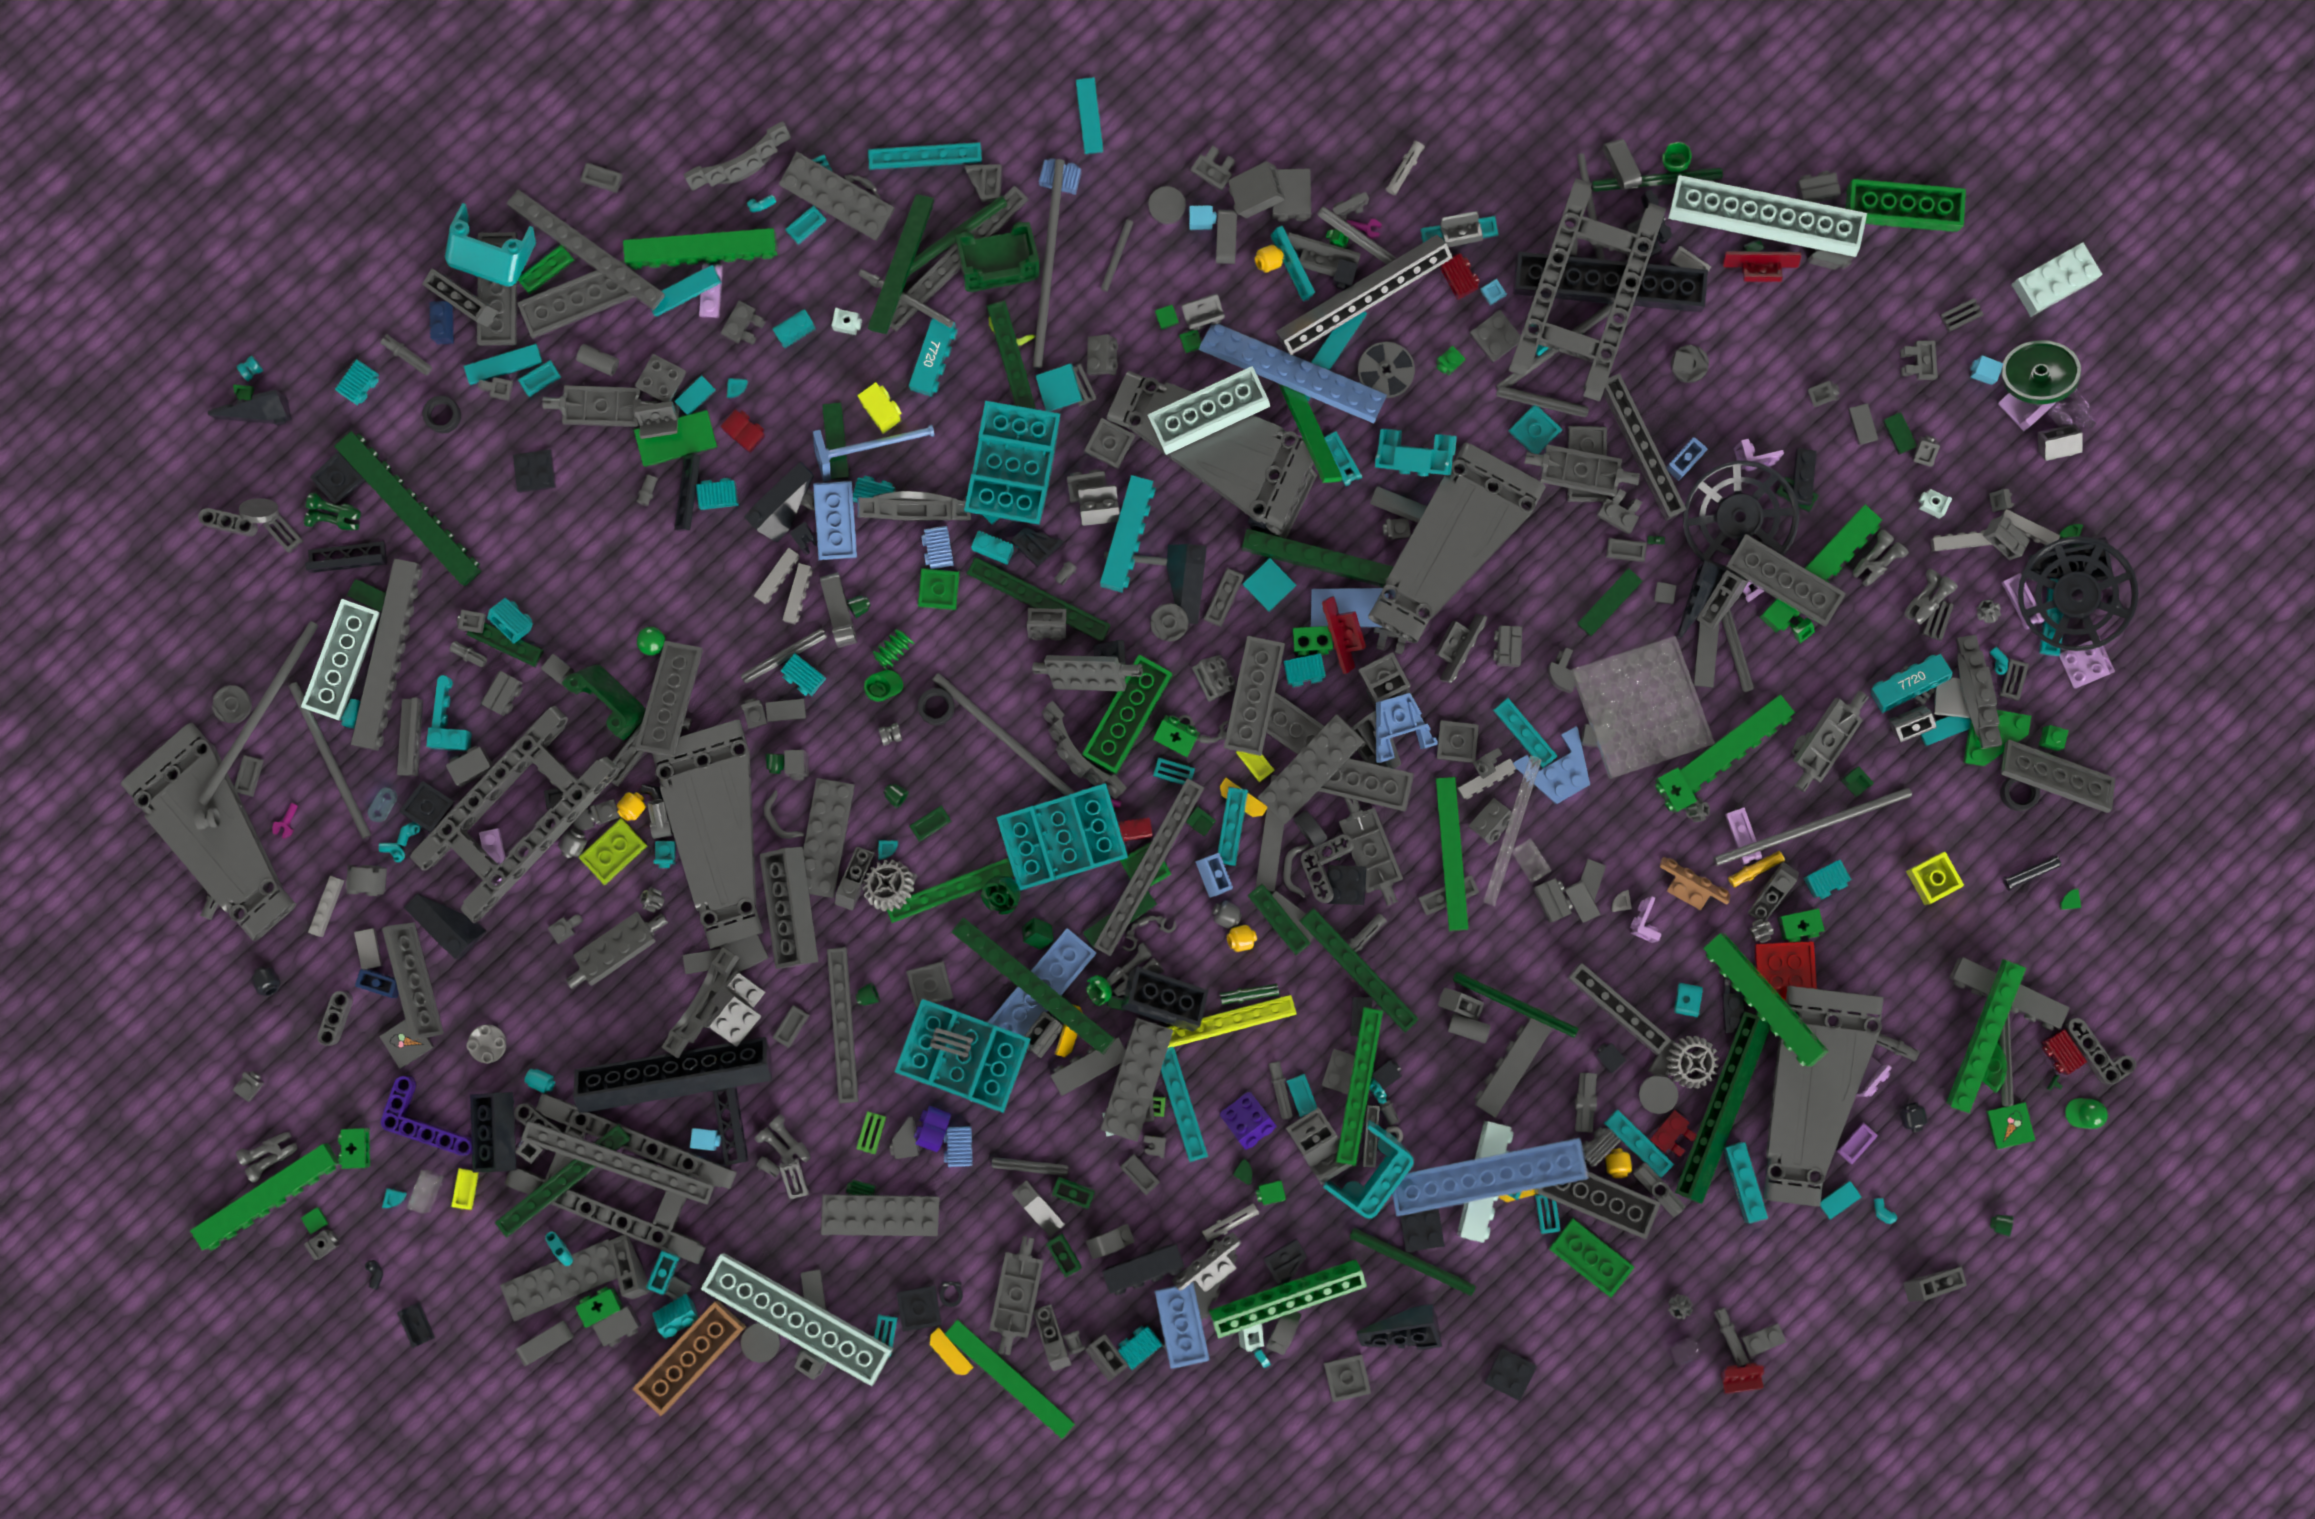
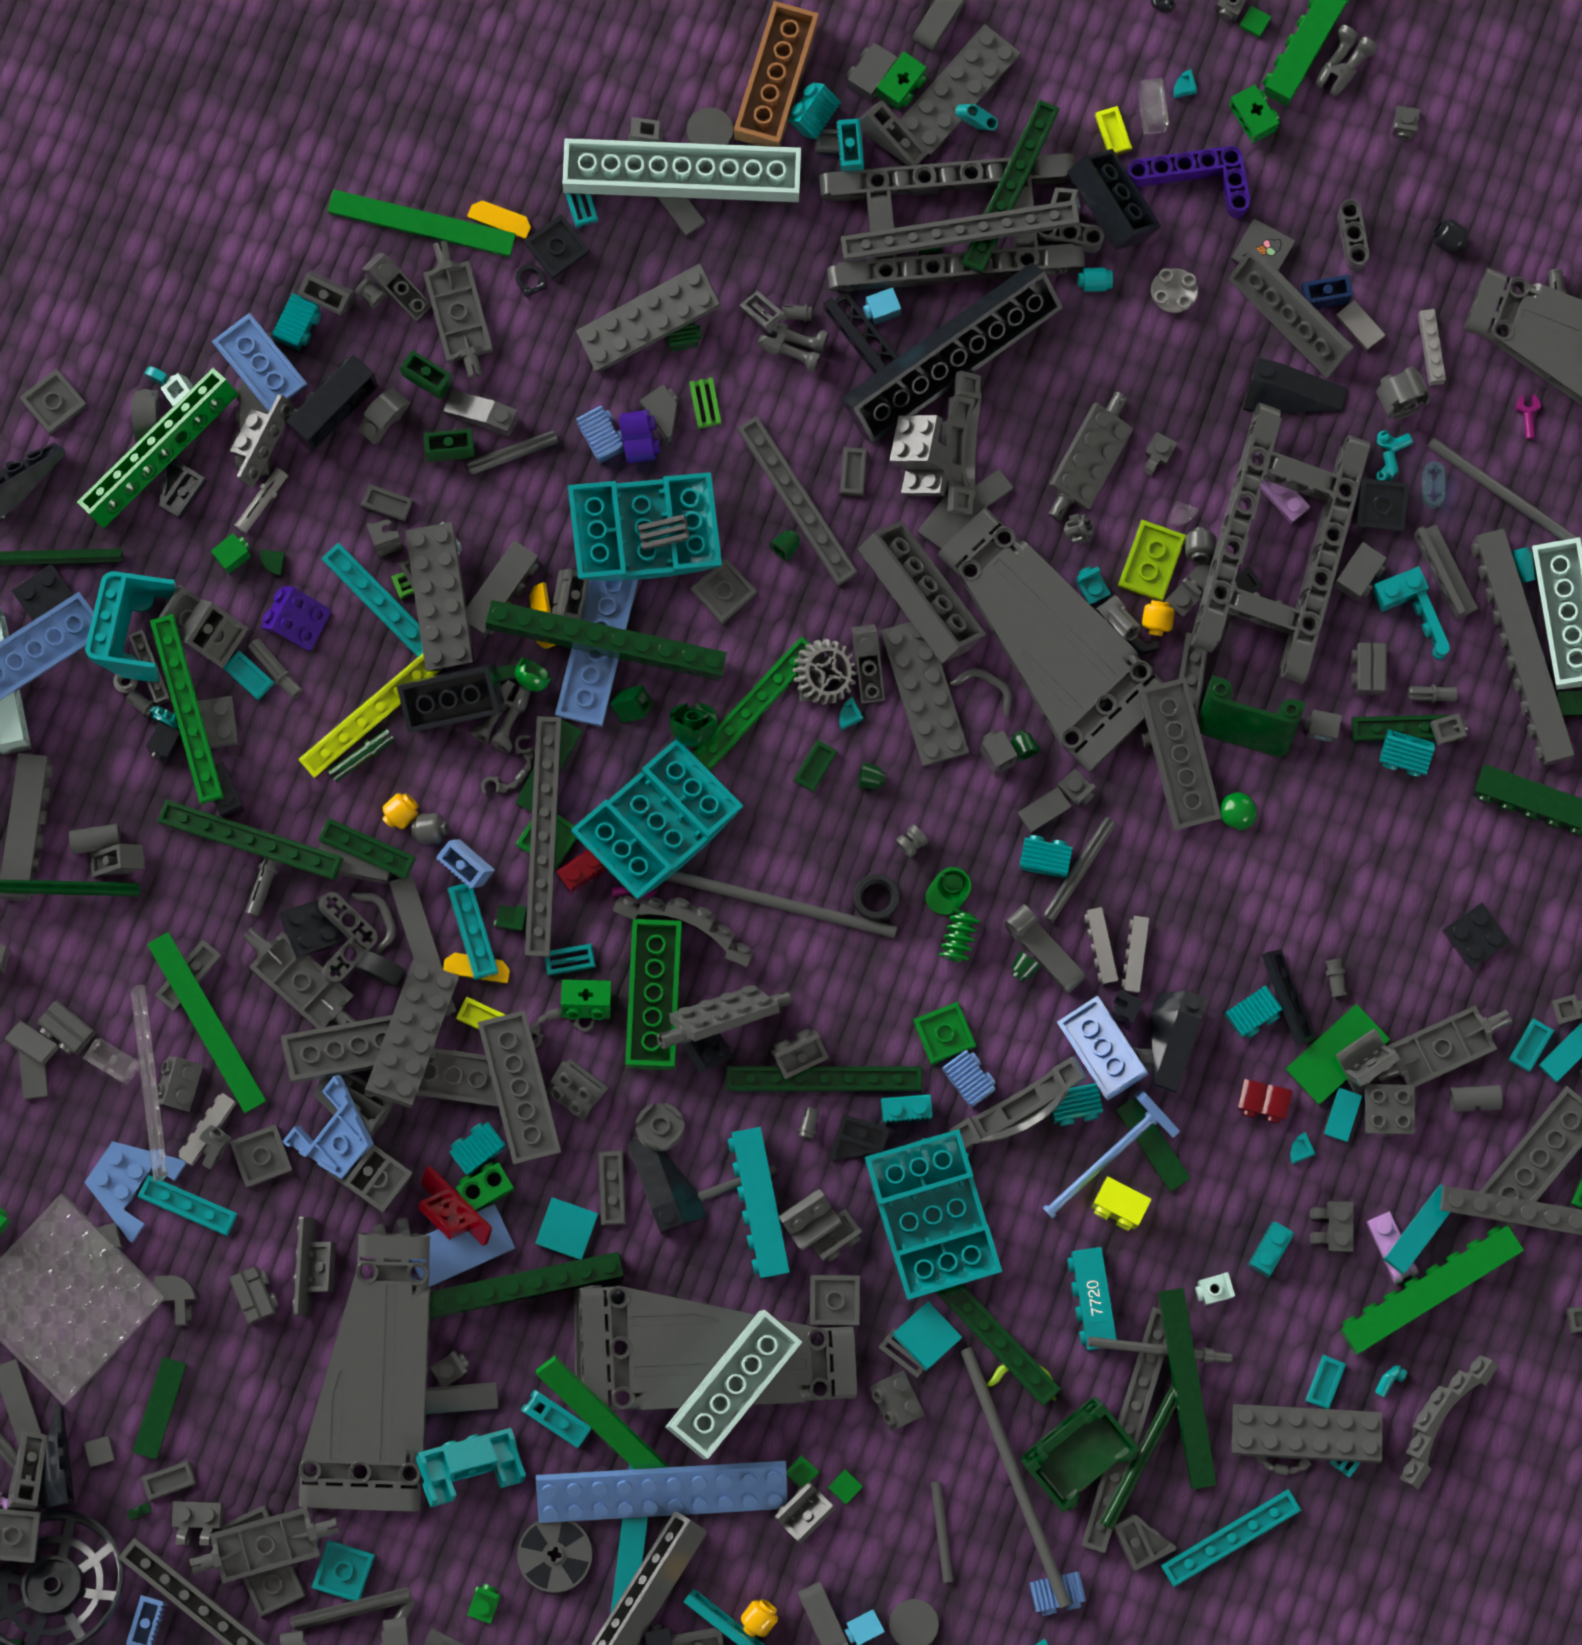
camera: 150 degrees right, 5 degrees down
(572, 874) = (1182, 514): none -> clear tile

